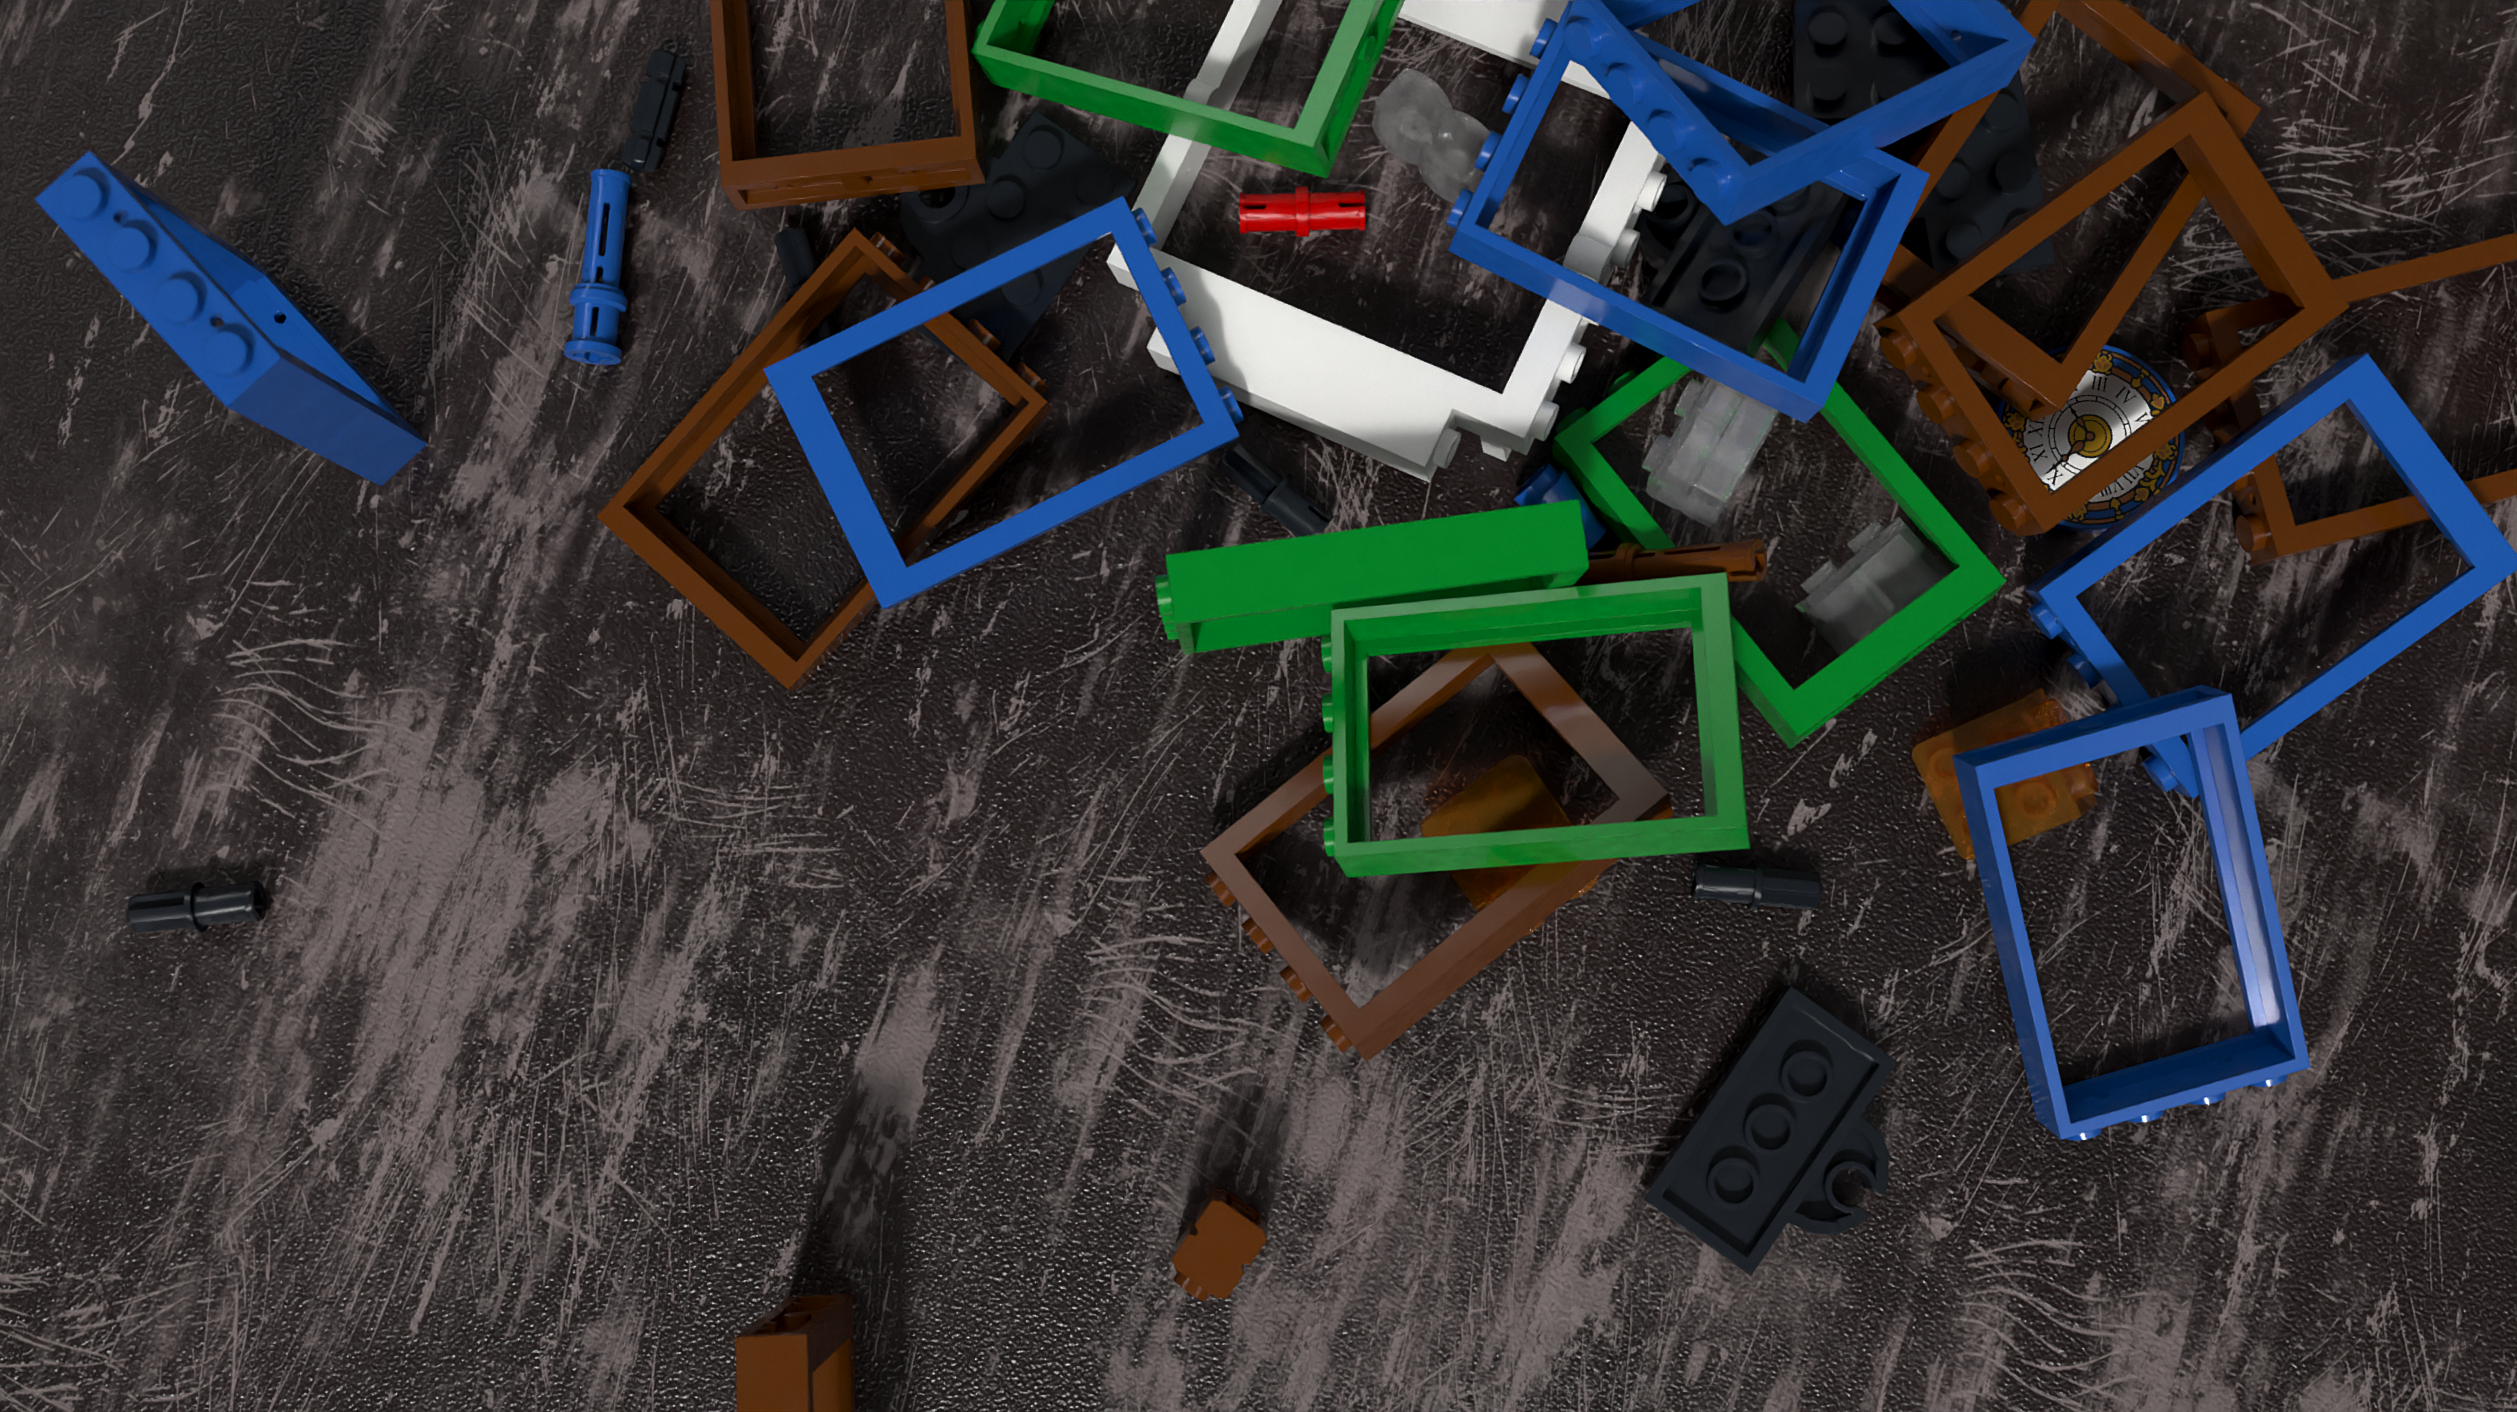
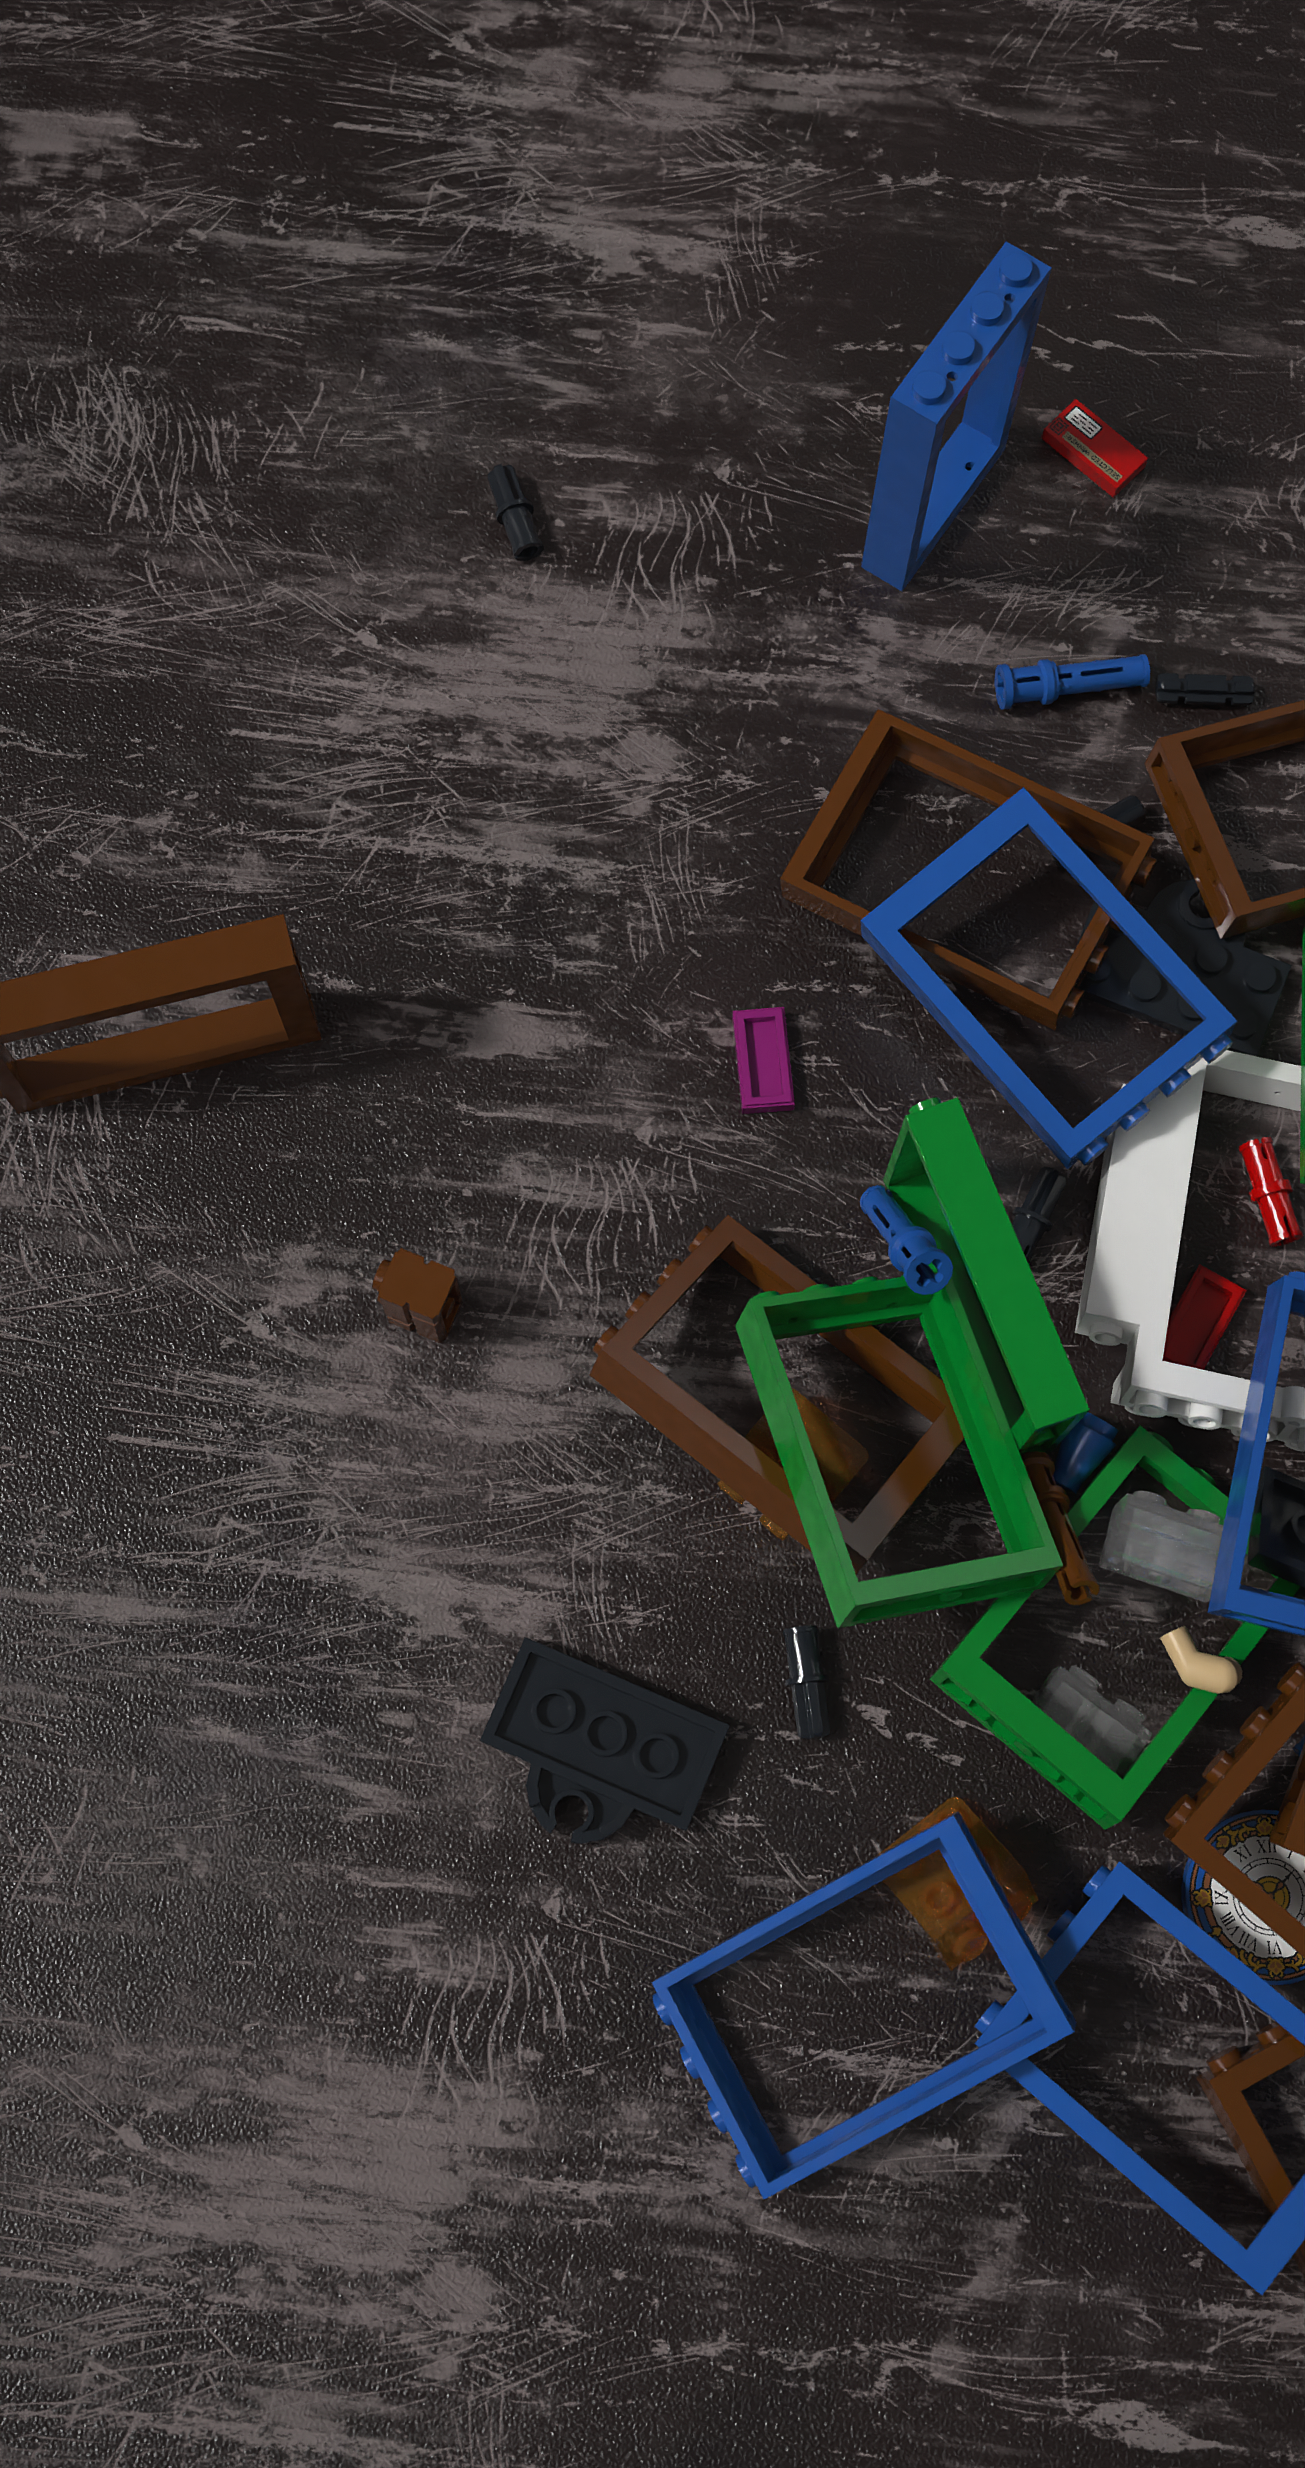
camera: 75 degrees right, 10 degrees down
(291, 156) = (1094, 448): none -> red tile
(1005, 761) = (763, 1060): none -> magenta tile
(1298, 648) = (910, 1246): none -> blue pin
(1434, 332) = (1200, 1318): none -> red tile
(1856, 448) = (1201, 1669): none -> tan arm

